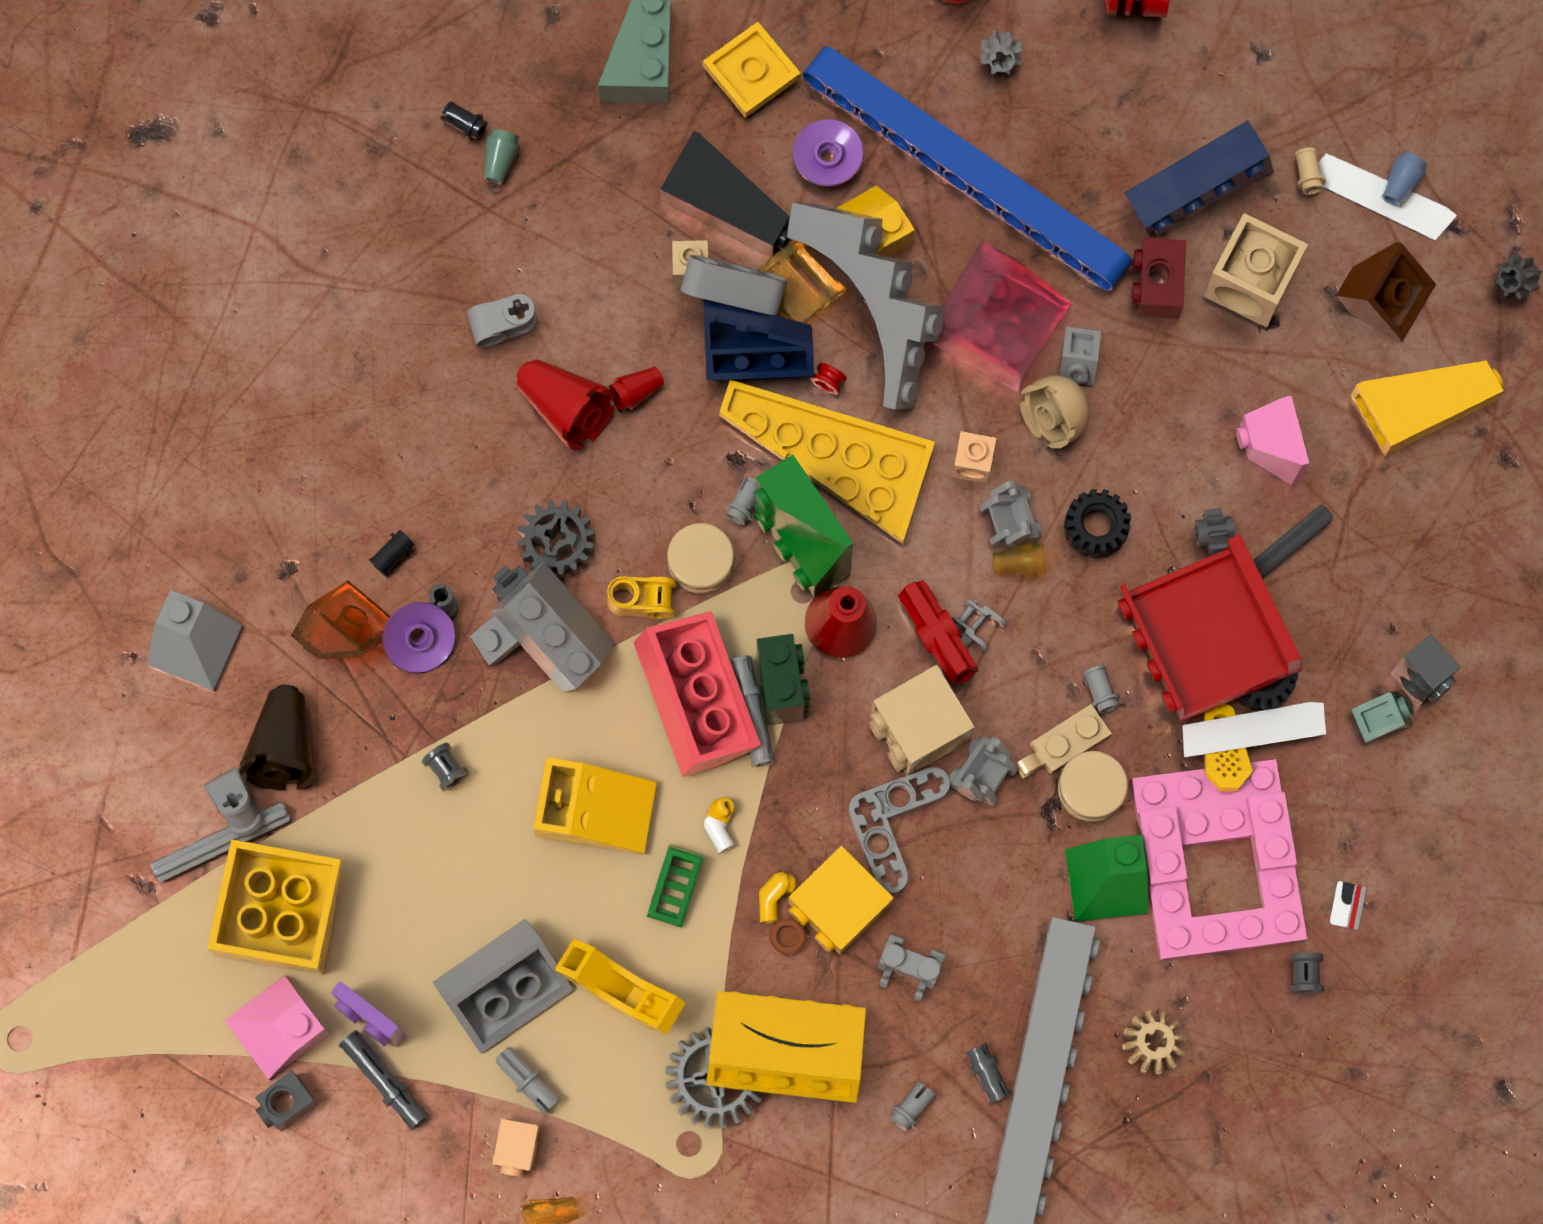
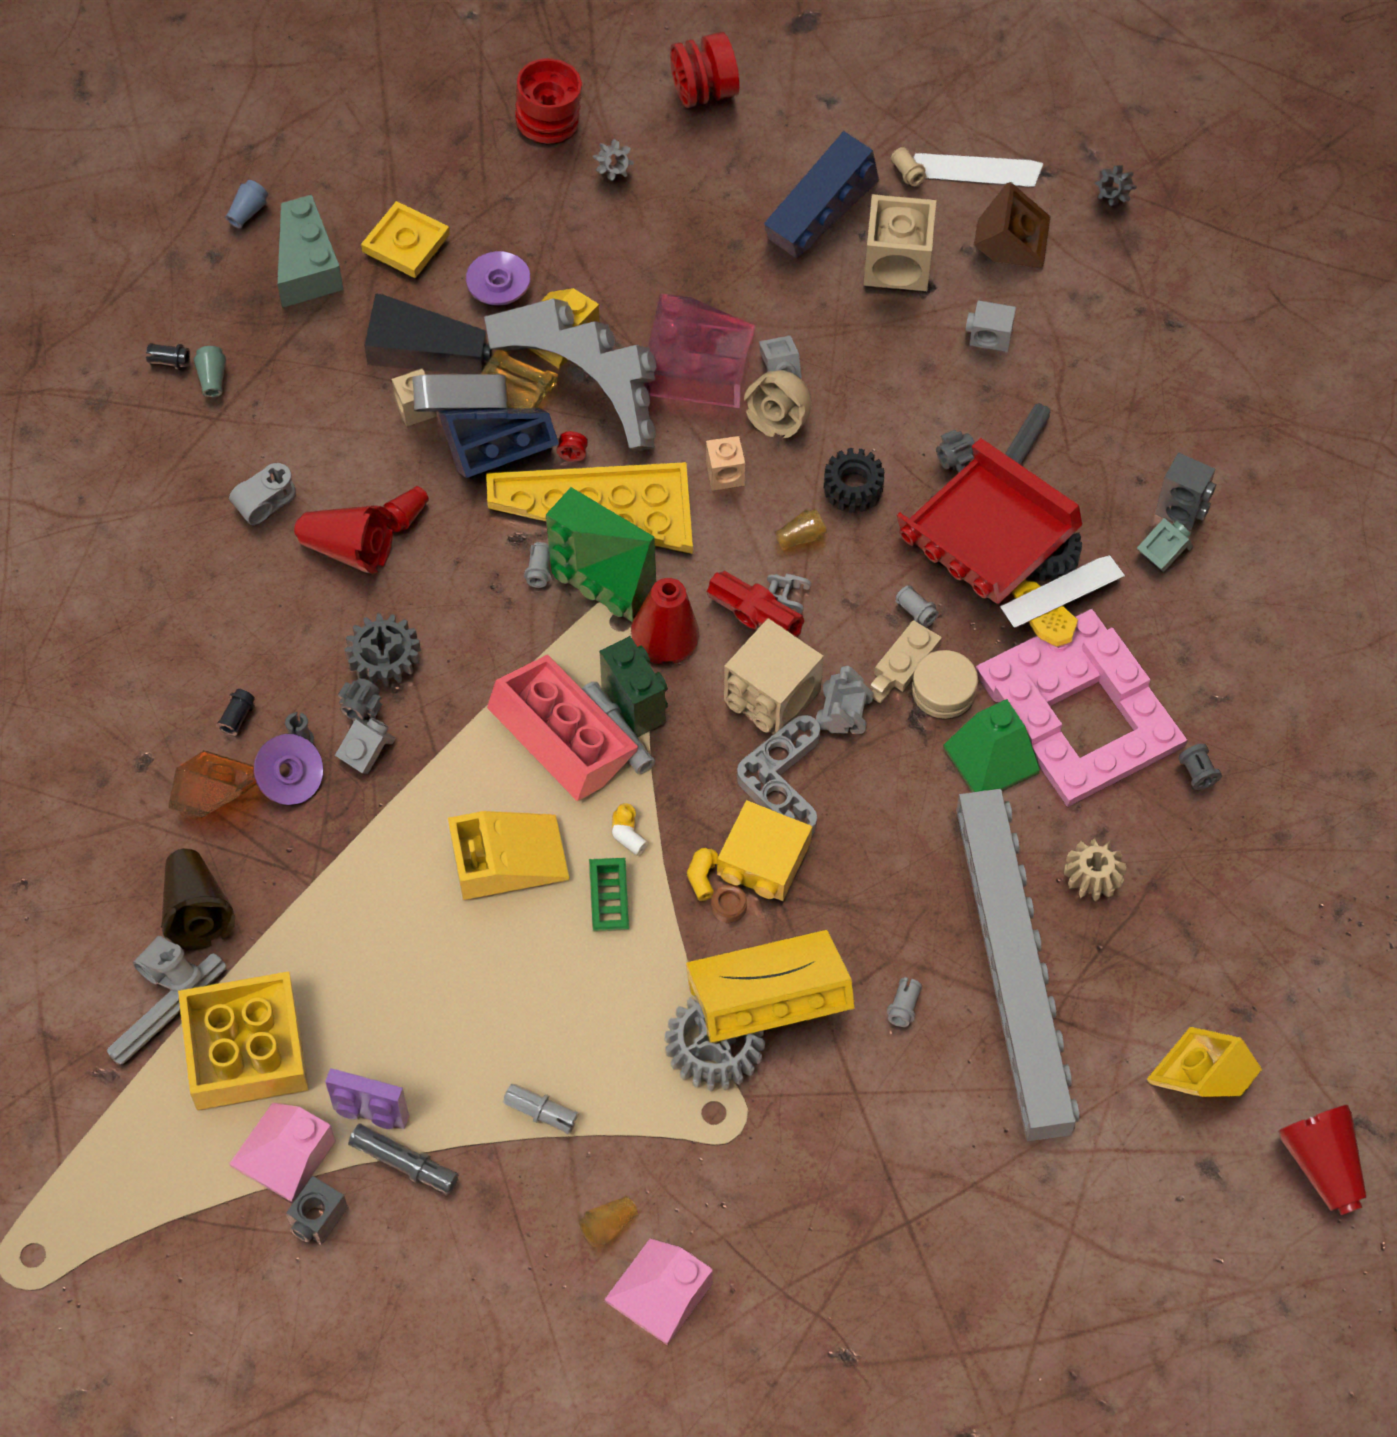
camera: 20 degrees left, 15 degrees down
(192, 641) = (76, 846): light grey slope -> none
(445, 766) = (355, 868): dark grey bush -> none
(503, 986) = (484, 1034): light grey slope -> none
(516, 1147) = (554, 1169): light nougat brick -> none
(554, 628) = (409, 717): light grey slope -> none
(619, 988) = (594, 997): yellow arch -> none
(645, 597) = (480, 667): yellow piece -> none
(700, 558) = (519, 622): tan head -> none
(910, 965) = (850, 884): light grey piece -> none
(967, 168) = (622, 253): blue beam -> none
(987, 1073) = (959, 949): dark grey pin -> none
(1011, 515) = (777, 496): light grey piece -> none
(1168, 259) = (821, 280): dark red brick -> none
(1275, 440) = (976, 363): bright pink slope -> none
(1314, 396) = (991, 325): none -> light grey brick
(1347, 905) = (1207, 705): sticker -> none
(1404, 177) = (988, 143): sand blue cone -> none
(1422, 402) = (1083, 300): yellow slope -> none

